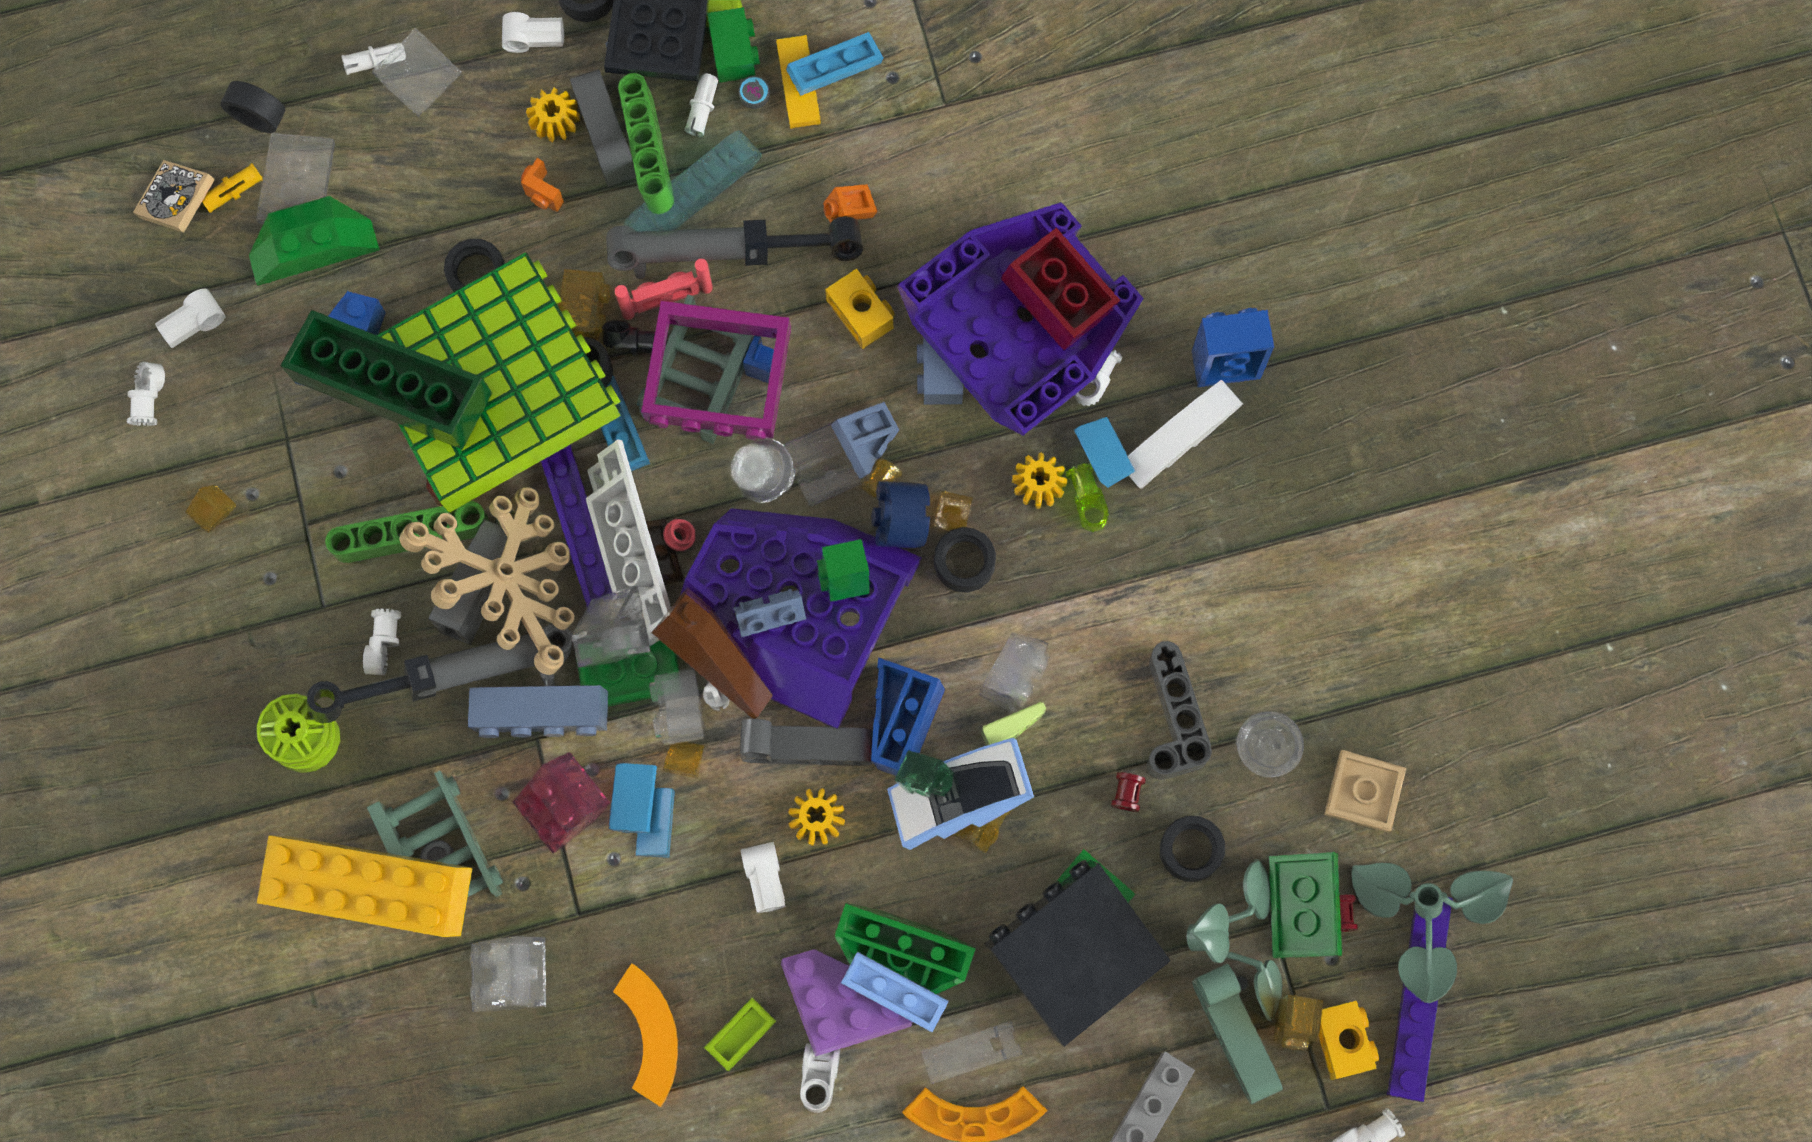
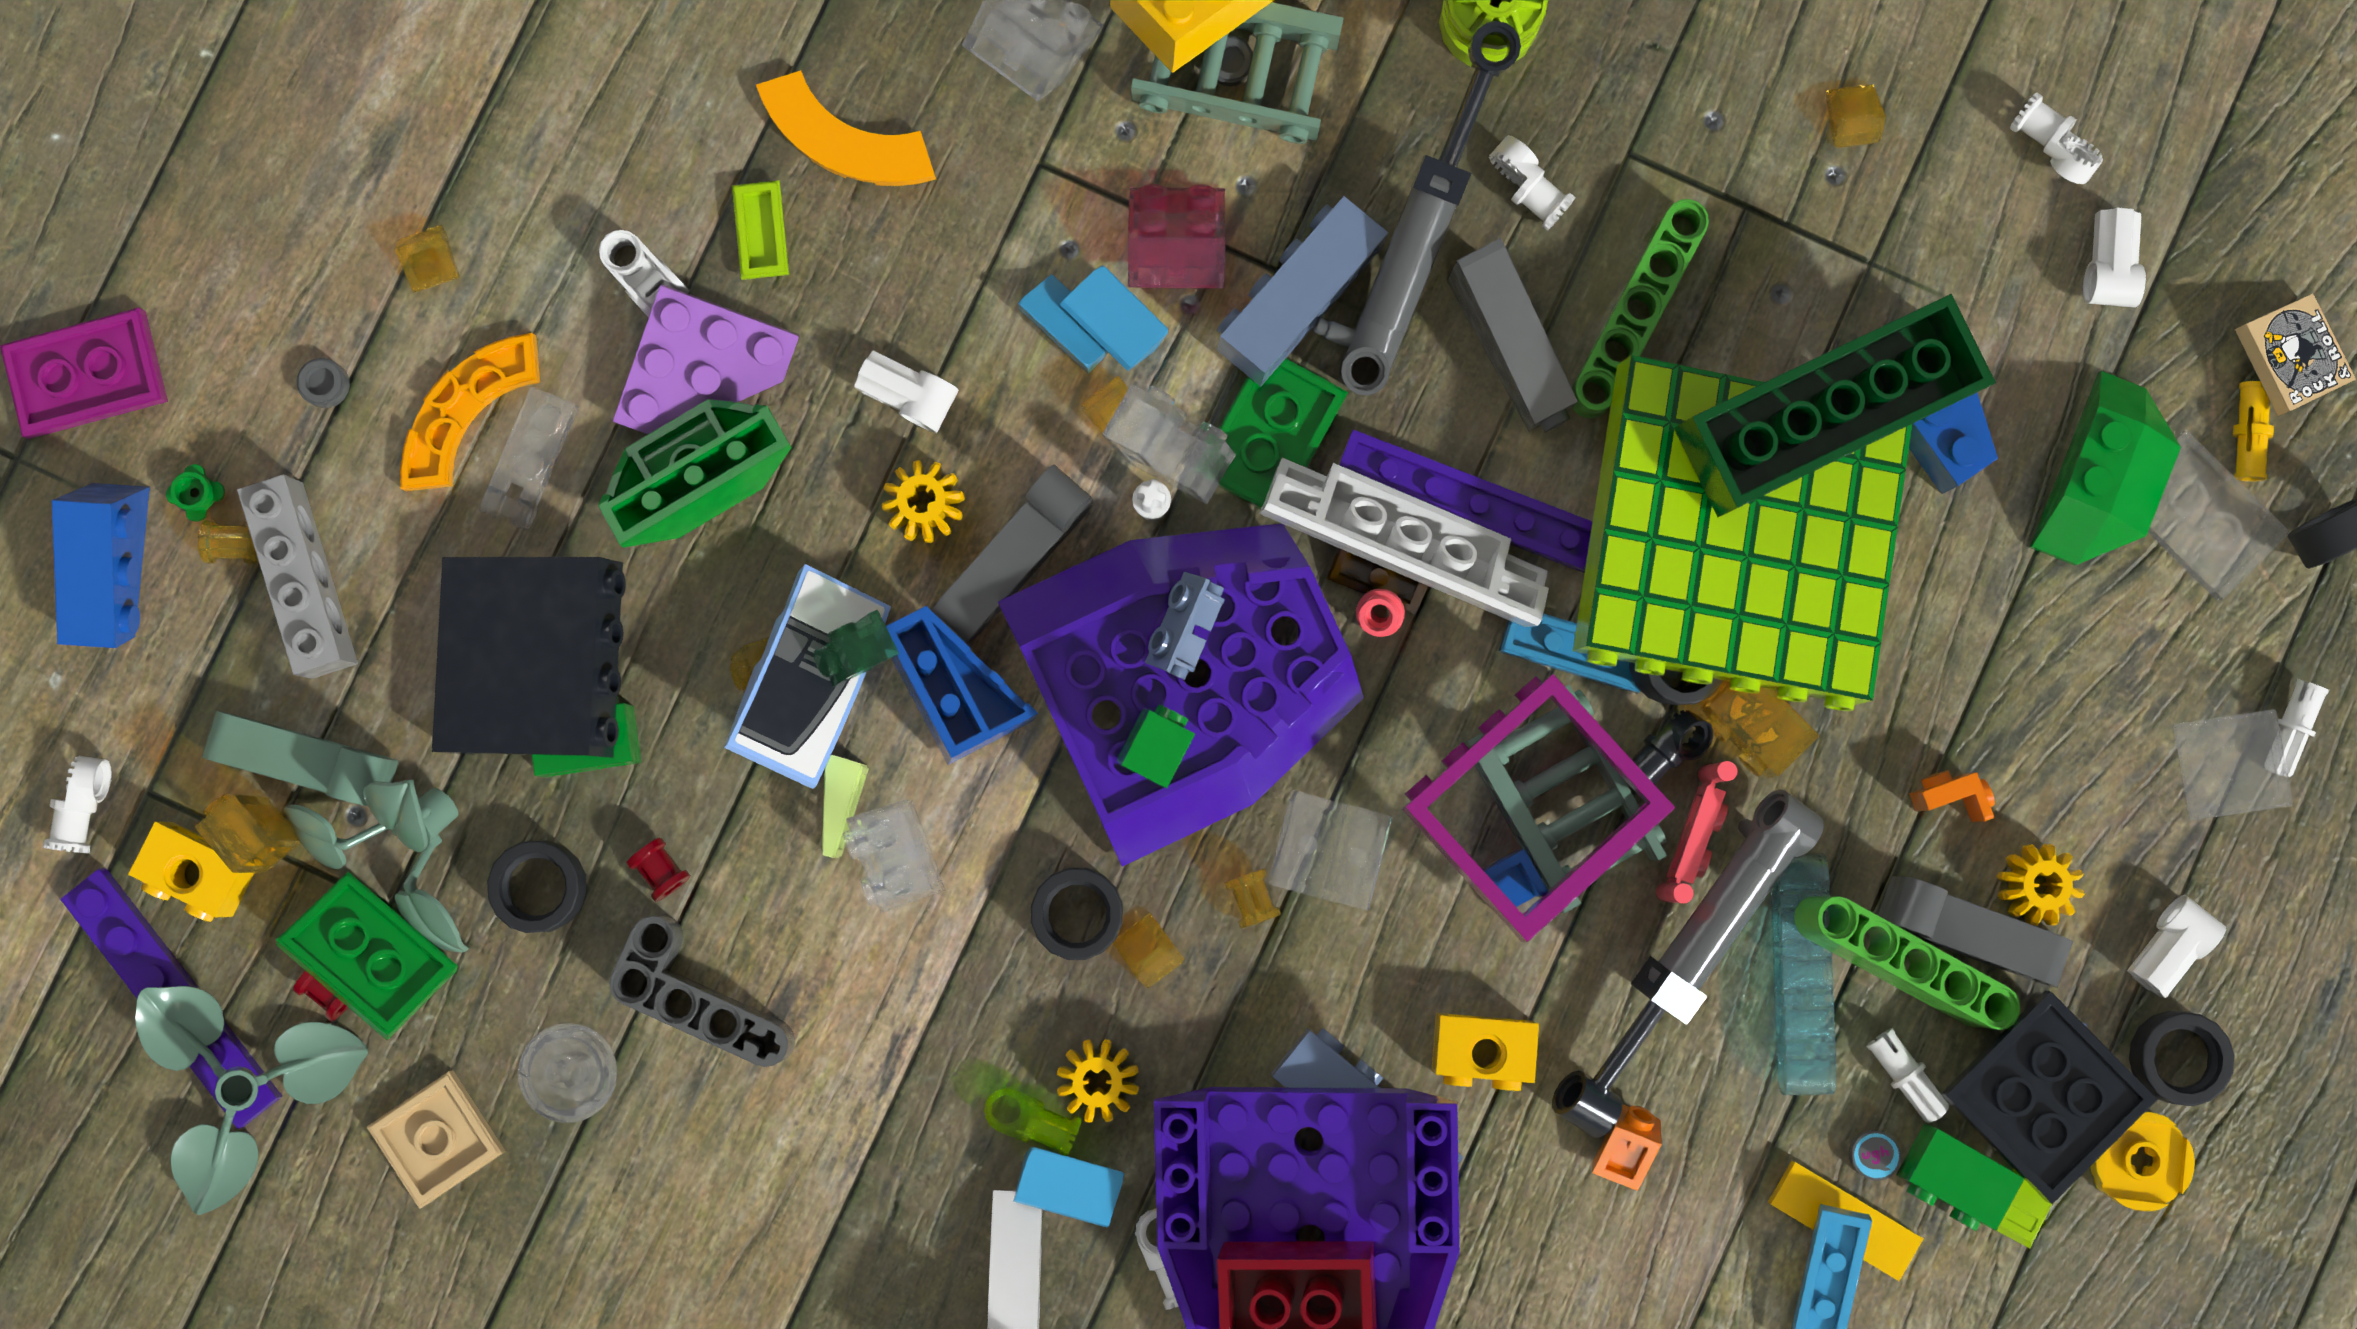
camera: 130 degrees right, 10 degrees up
(452, 551) = (1430, 356): tan plant -> none
(464, 250) = (1945, 630): black tyre -> none
(611, 629) = (1319, 435): clear slope -> none
(707, 646) = (1204, 522): reddish brown wedge -> none
(763, 470) = (1374, 768): clear cone -> none
(865, 436) = (1317, 920): sand blue wing -> none
(894, 992) = (654, 423): light blue tile -> none
(901, 514) = (1184, 880): dark blue brick -> none

